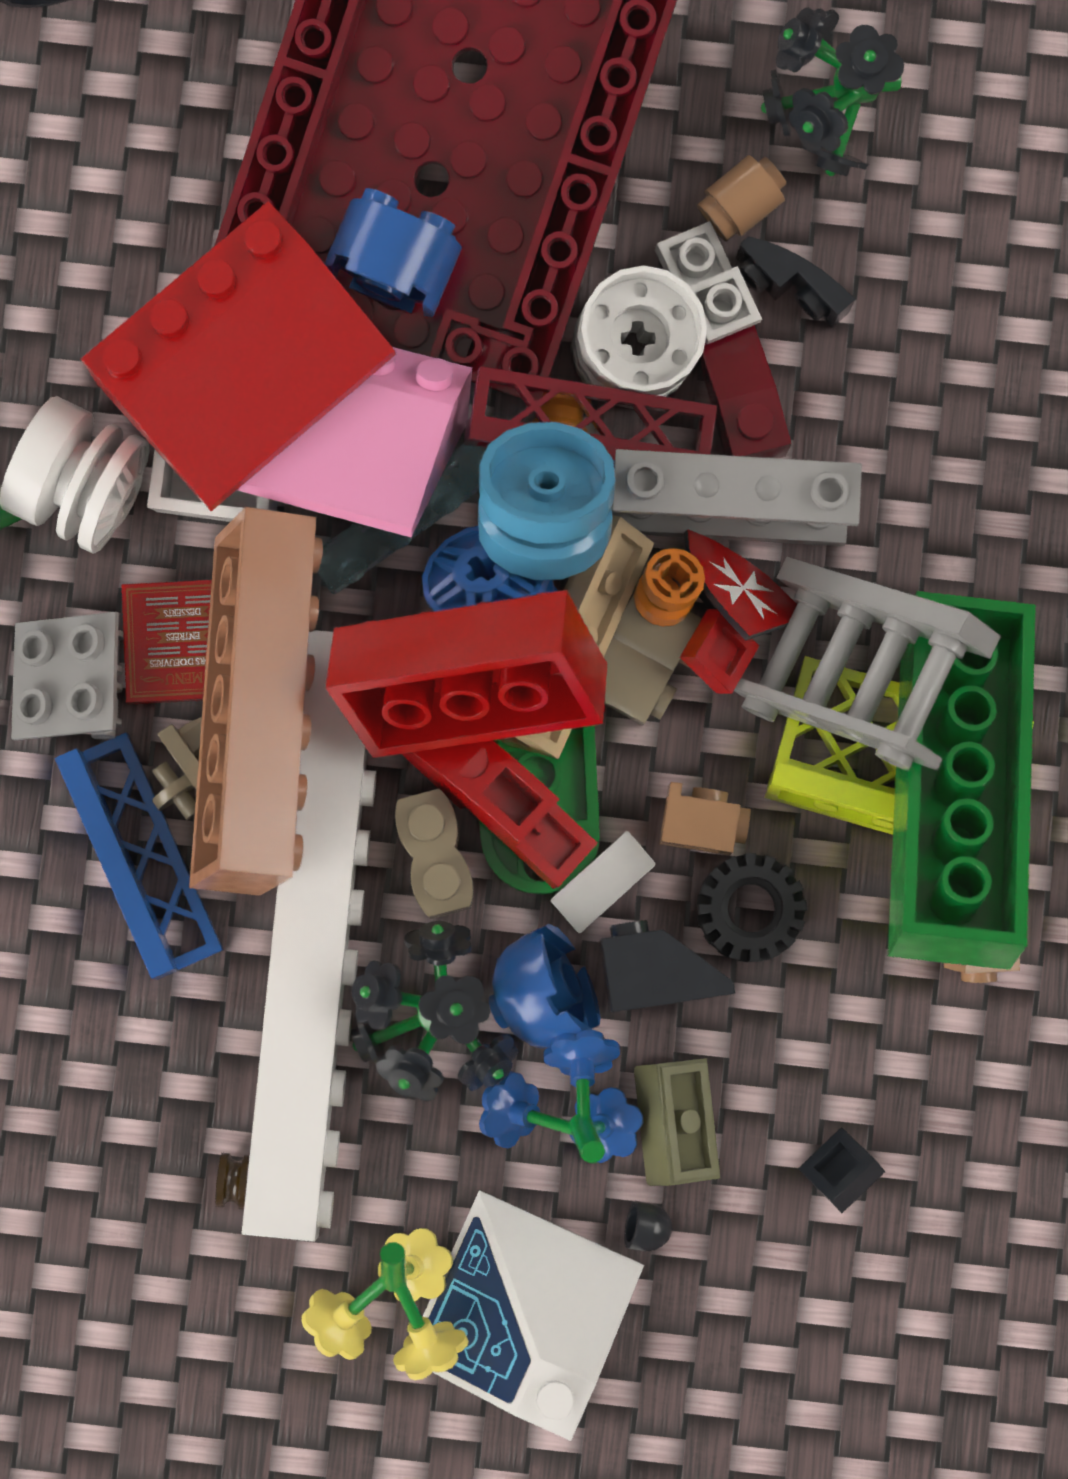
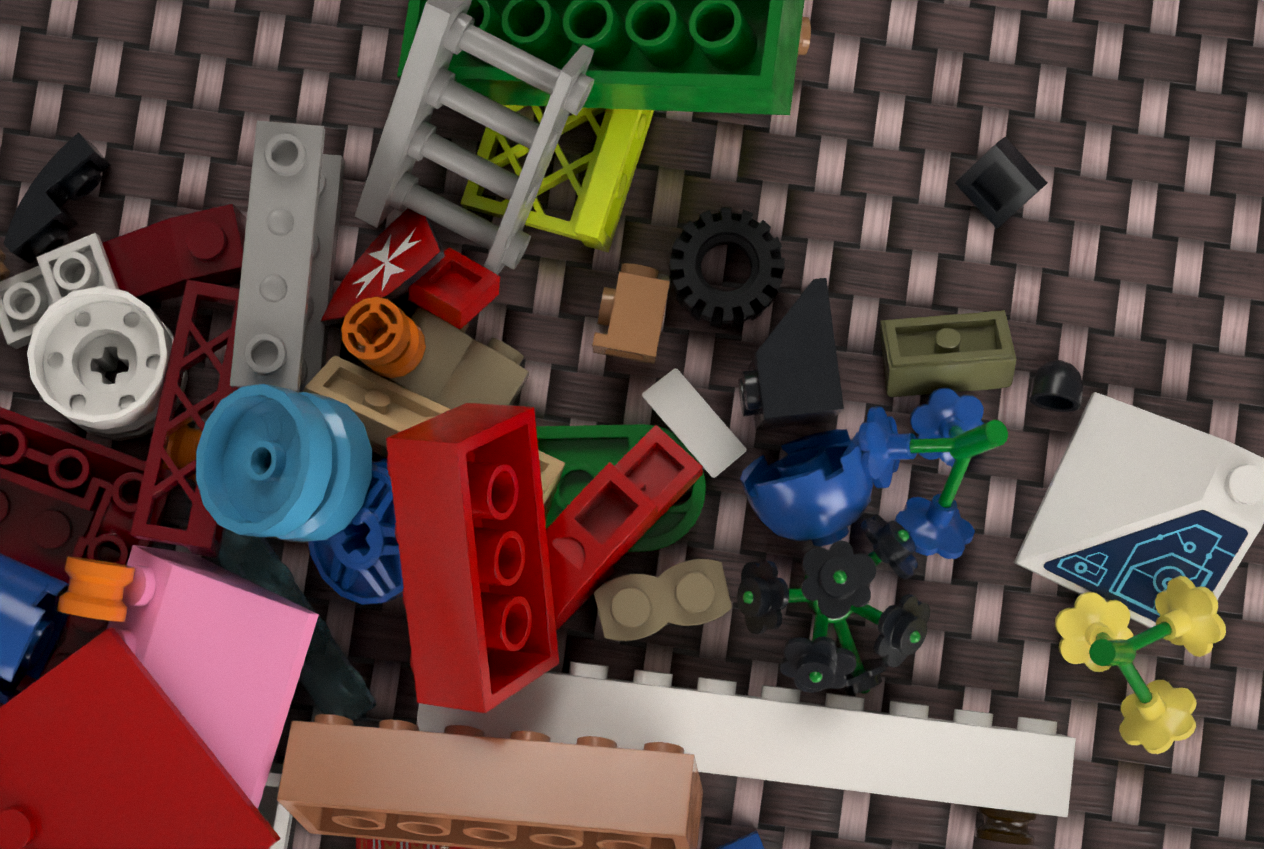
camera: 90 degrees left, 0 degrees up
(429, 338) = (95, 589): none -> orange wheel

